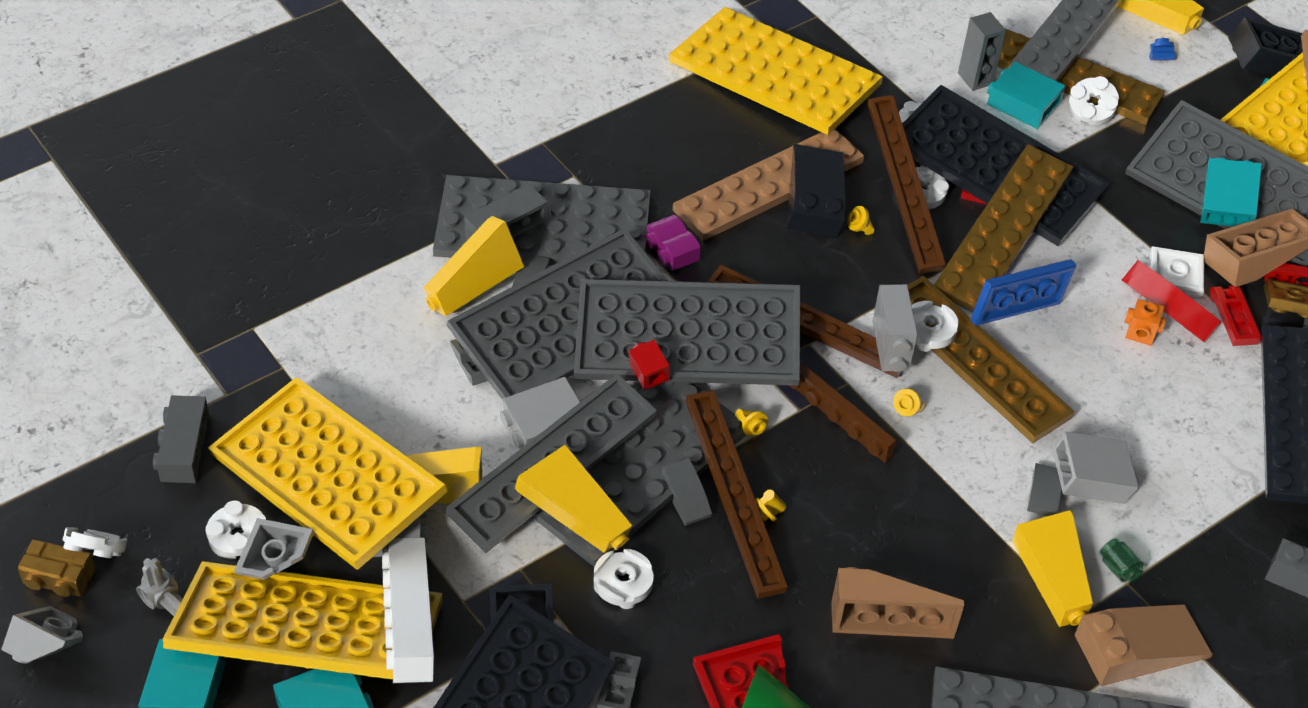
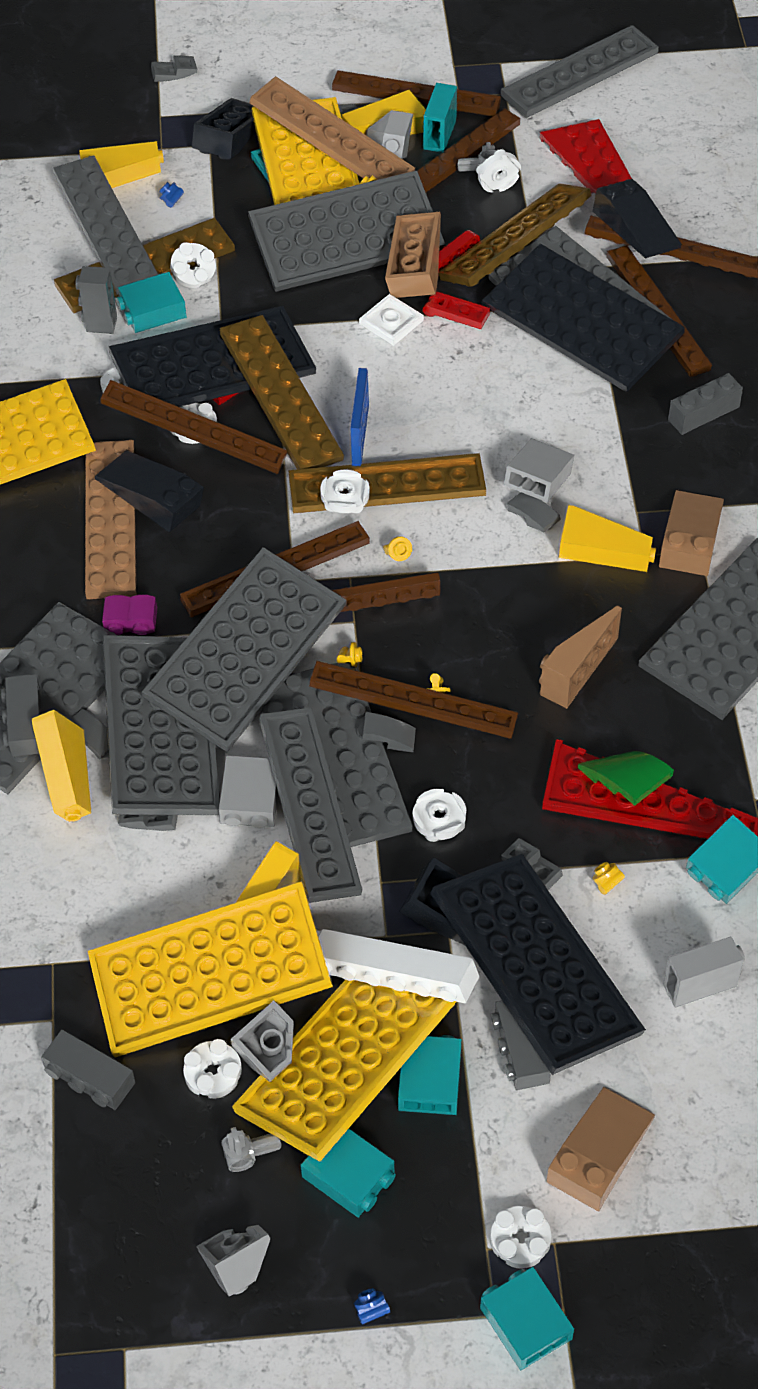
camera: 55 degrees left, 5 degrees up
(56, 568) = (165, 1224): pearl gold brick -> none
(103, 543) = (161, 1179): white plate -> none
(575, 499) = (359, 804): yellow slope -> none
(649, 364) = (265, 688): red brick -> none
(859, 220) = (201, 477): yellow plate -> none
(894, 328) = (341, 512): light grey brick -> none
(1122, 560) = (622, 502): clear green brick -> none
(1144, 321) = (429, 364): orange brick -> none
(1175, 302) = (417, 338): red slope -> none
(1230, 192) = (355, 240): teal brick -> none

